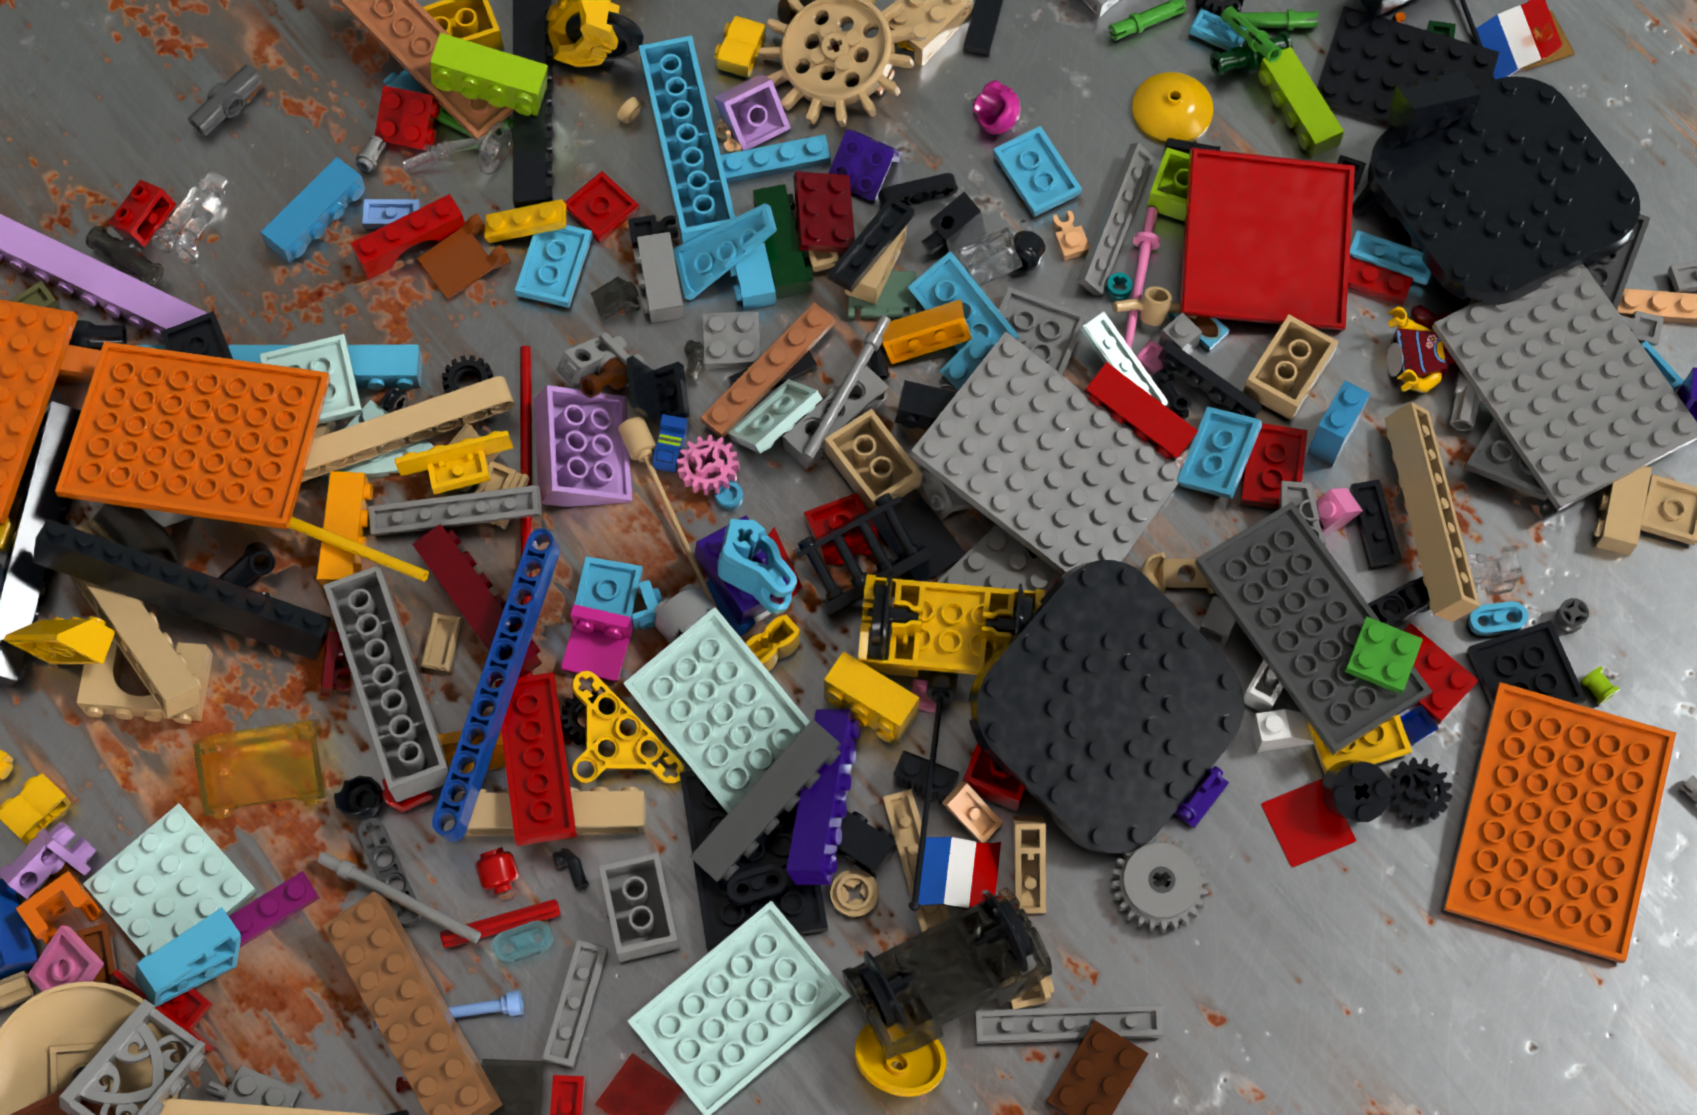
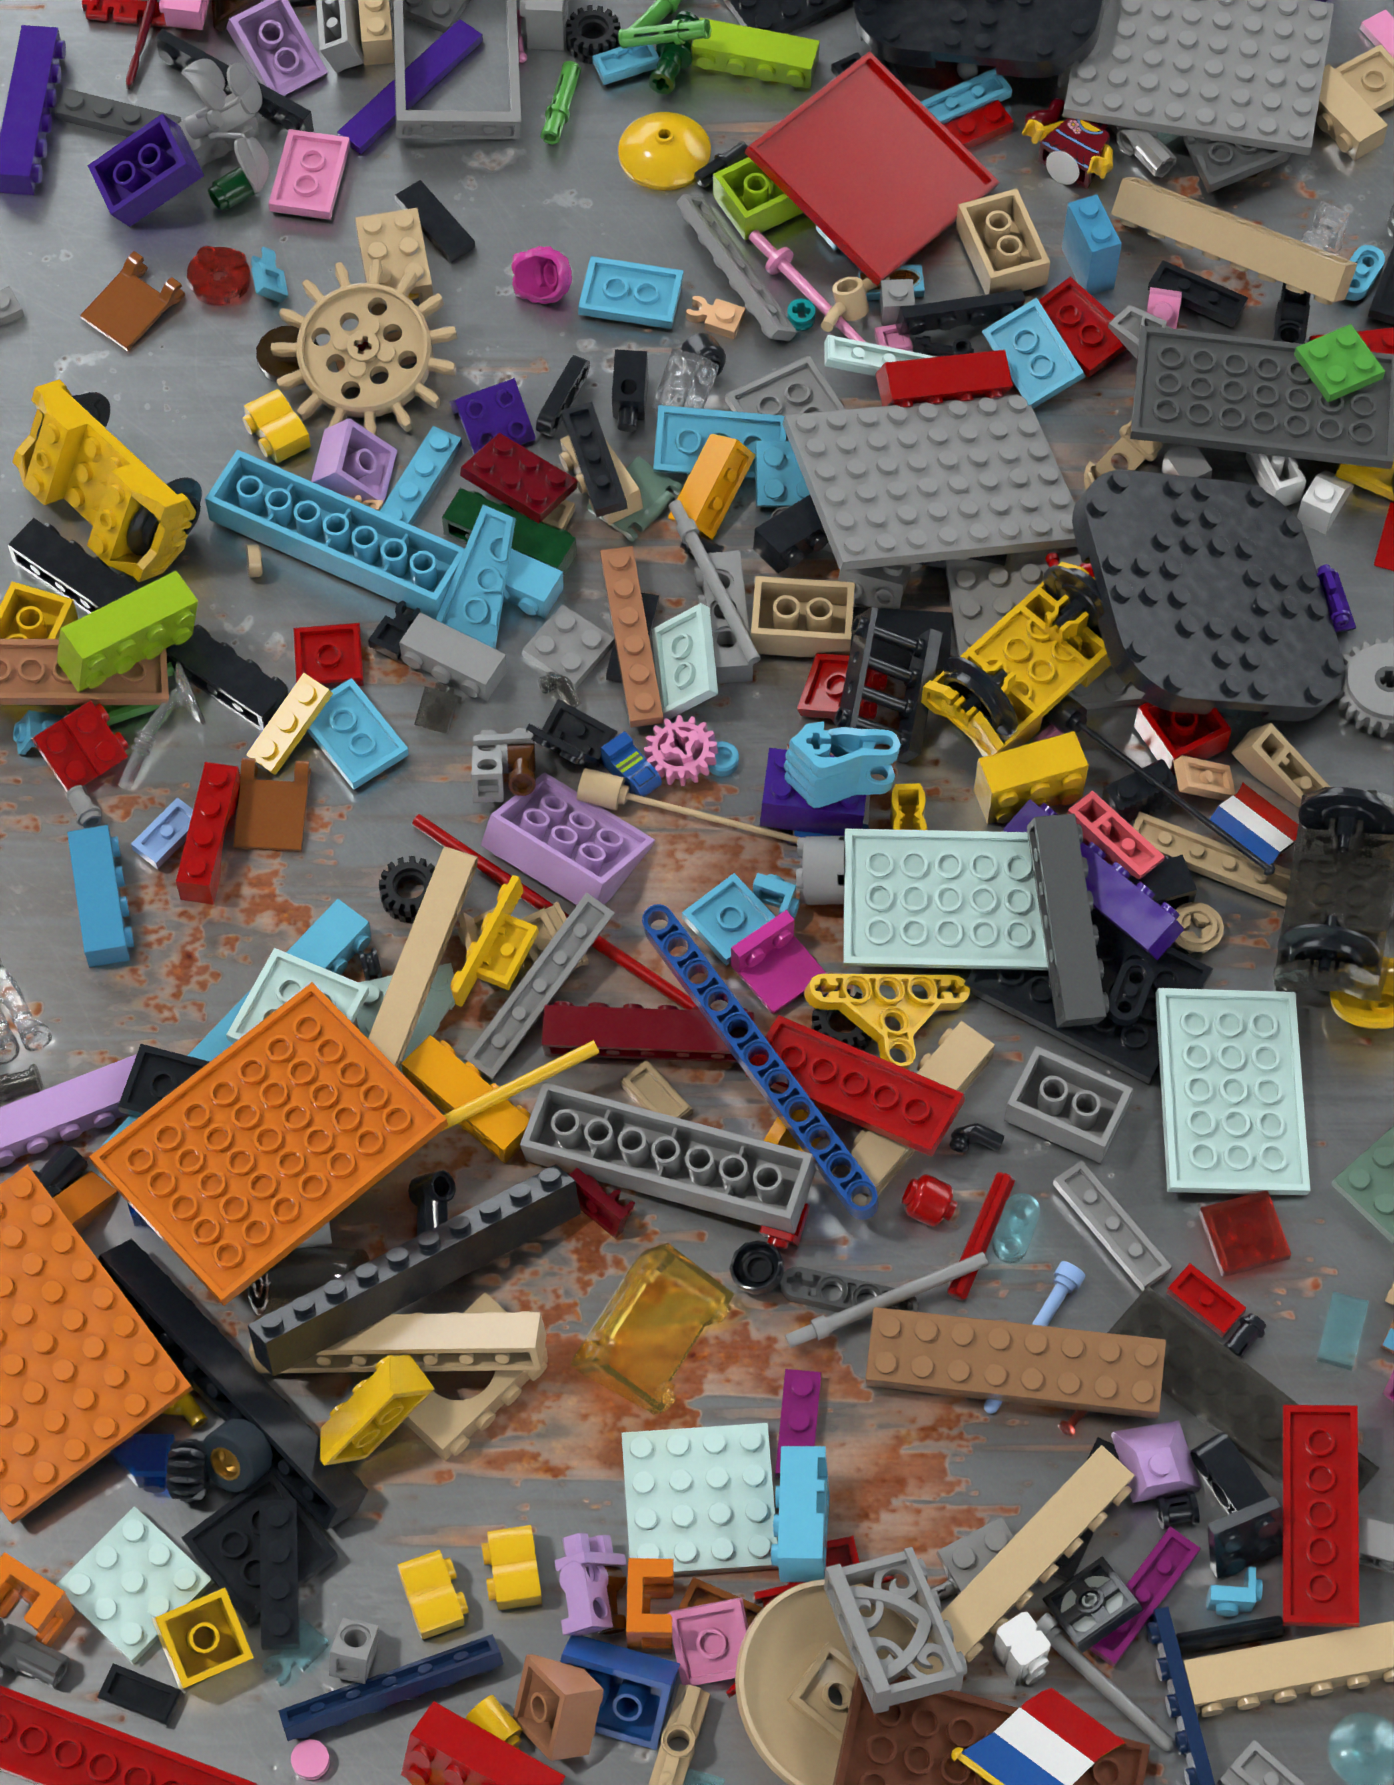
camera: 50 degrees left, 5 degrees down
(869, 785) = (1115, 836): none -> coral slope

